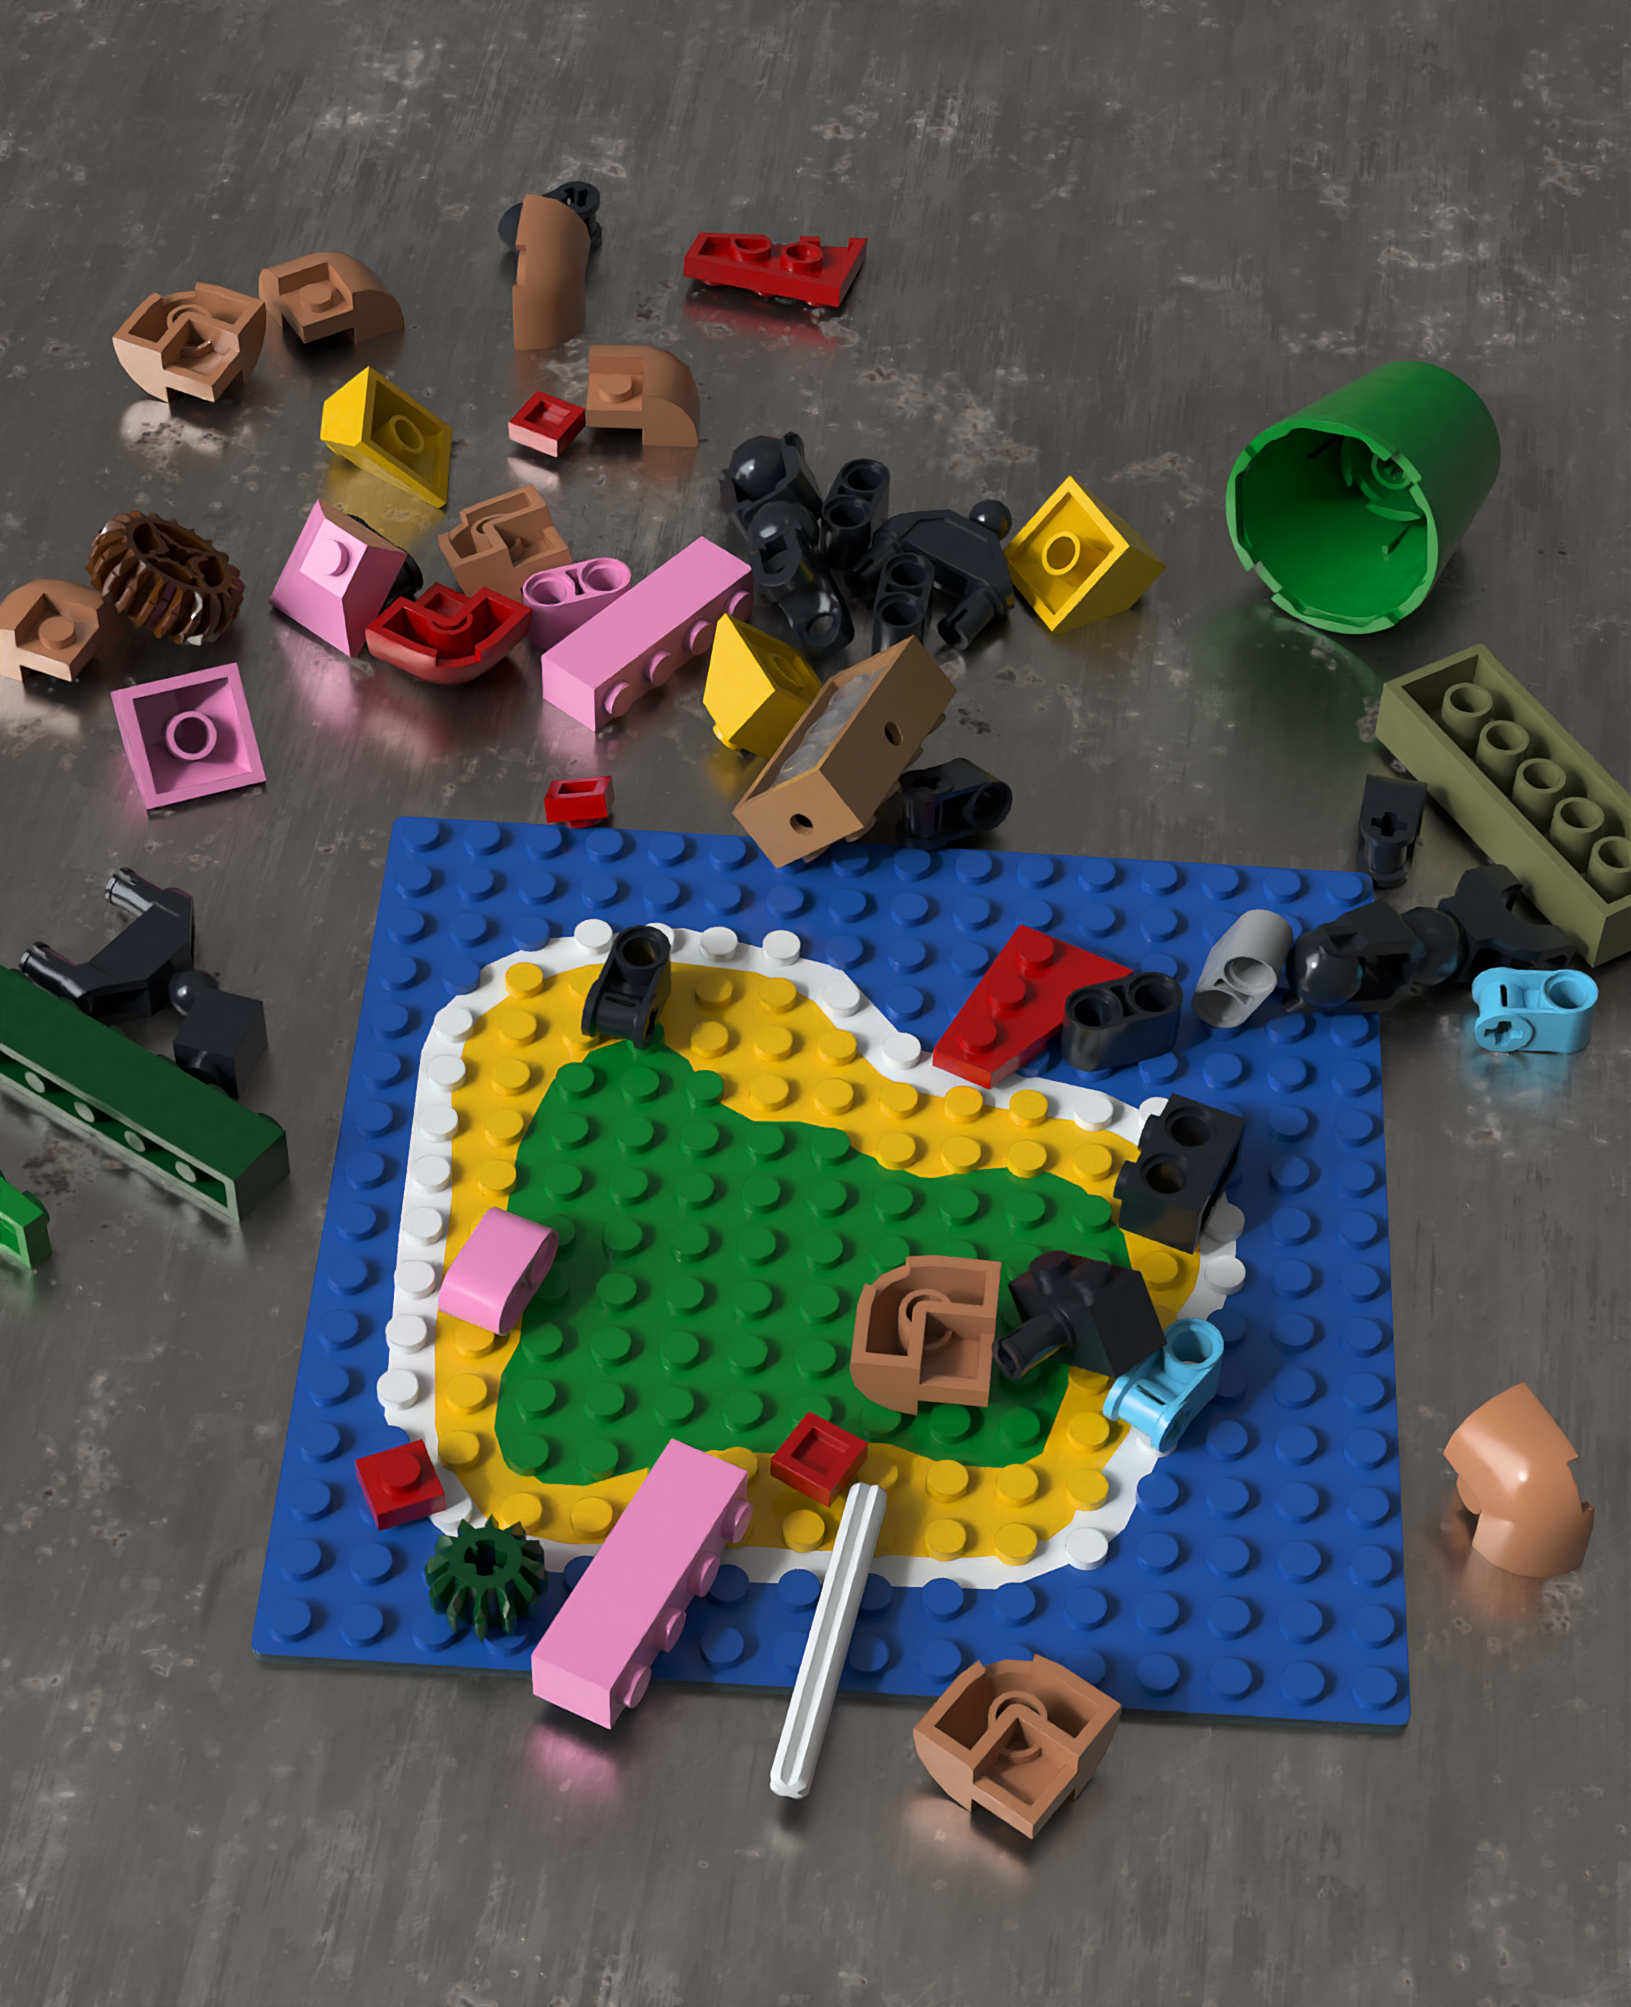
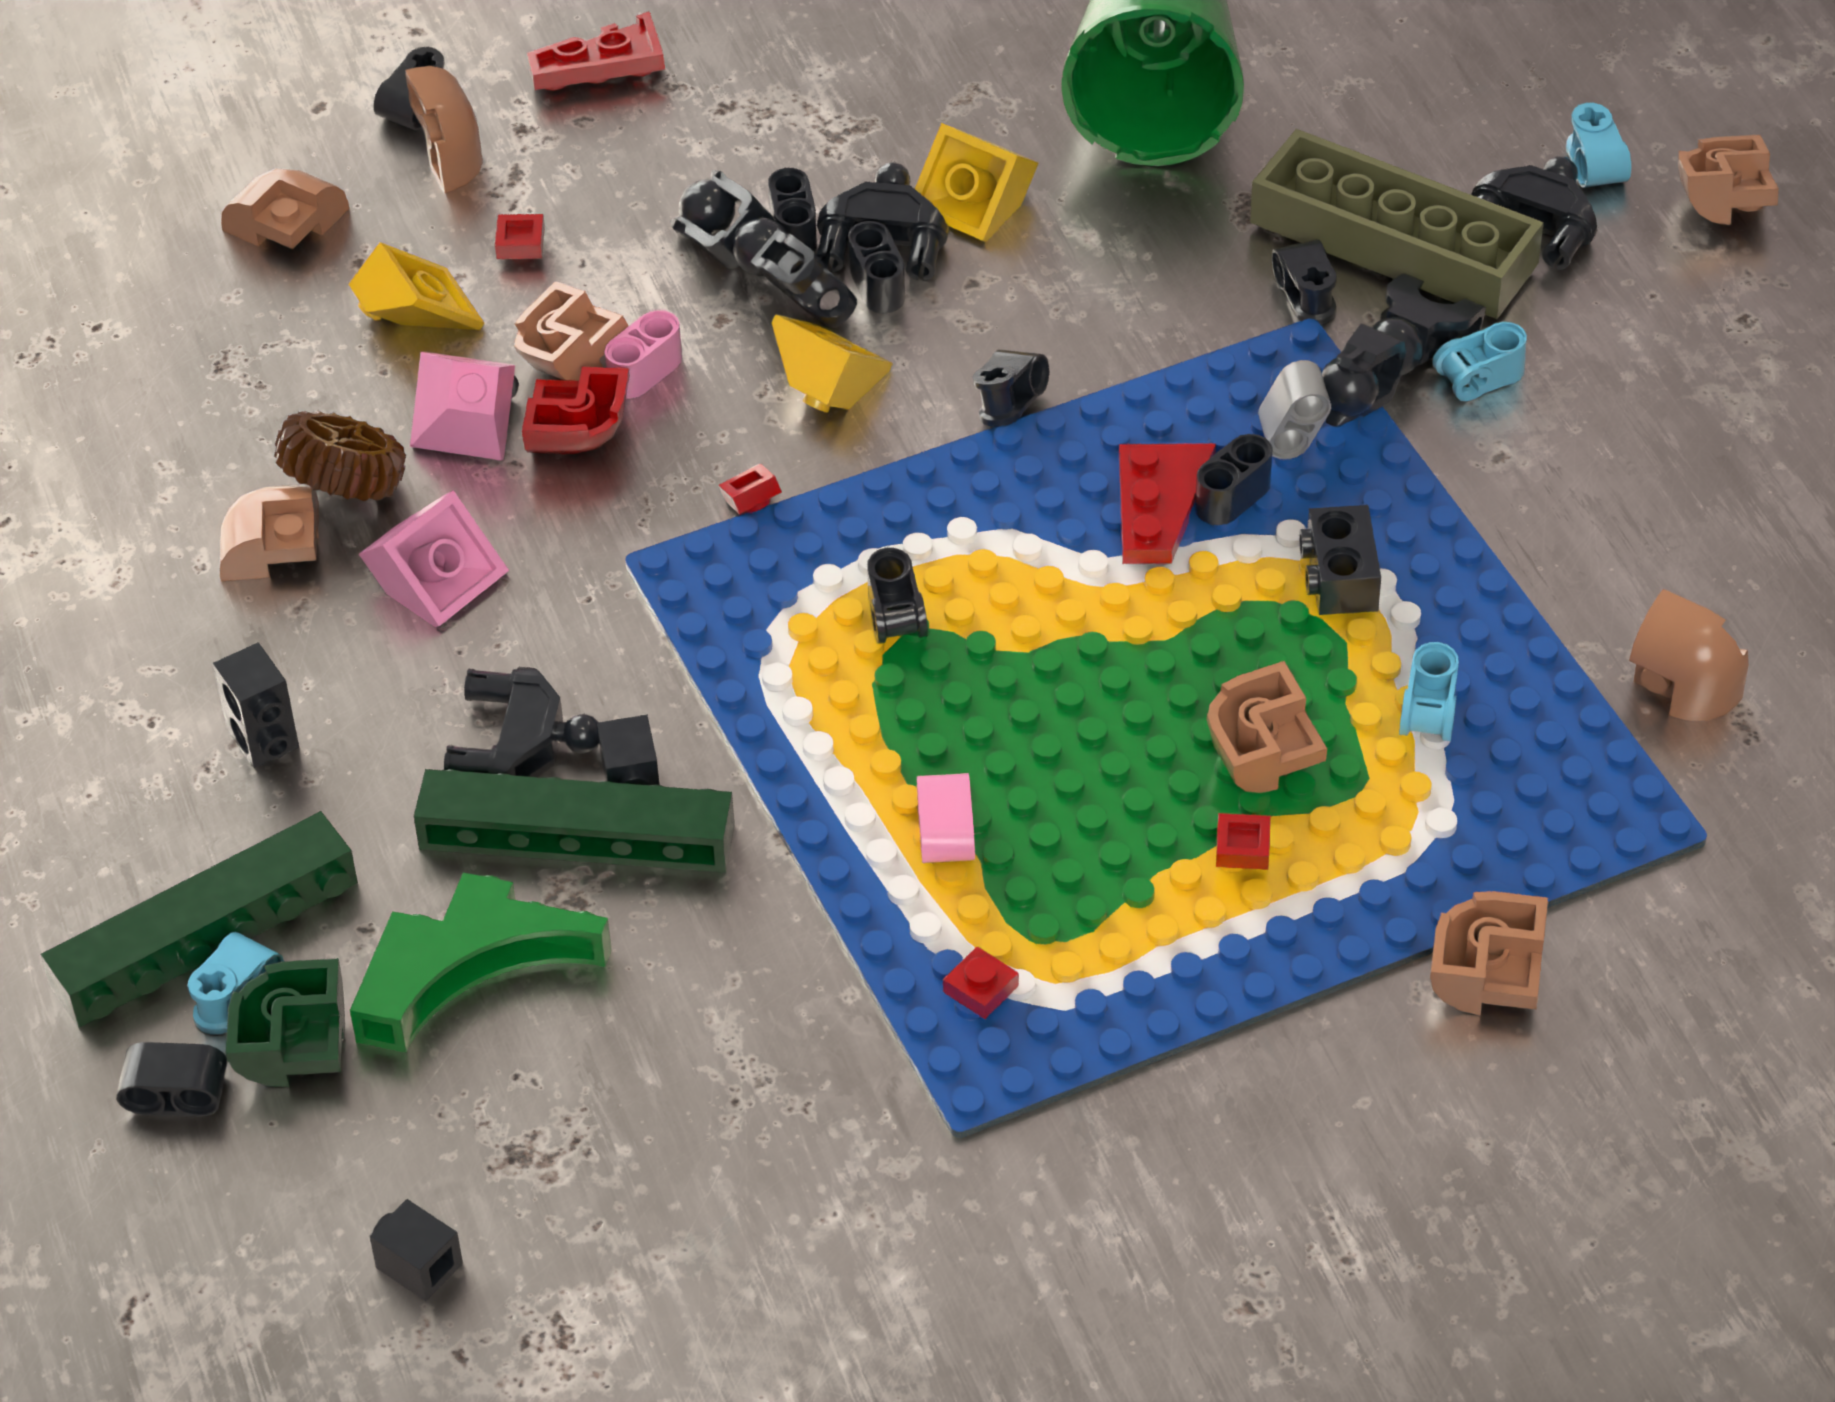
camera: 25 degrees left, 0 degrees up
(192, 341) = (213, 279): nougat brick -> none
(486, 1577) = (1088, 1010): dark green gear -> none
(641, 1584) = (1190, 968): bright pink brick -> none
(643, 391) = (572, 185): nougat brick -> none
(646, 634) = (711, 355): bright pink brick -> none
(828, 1642) = (1329, 948): white axle -> none
(846, 754) = (927, 376): medium nougat brick -> none
(1079, 1316) = (1356, 673): black brick -> none

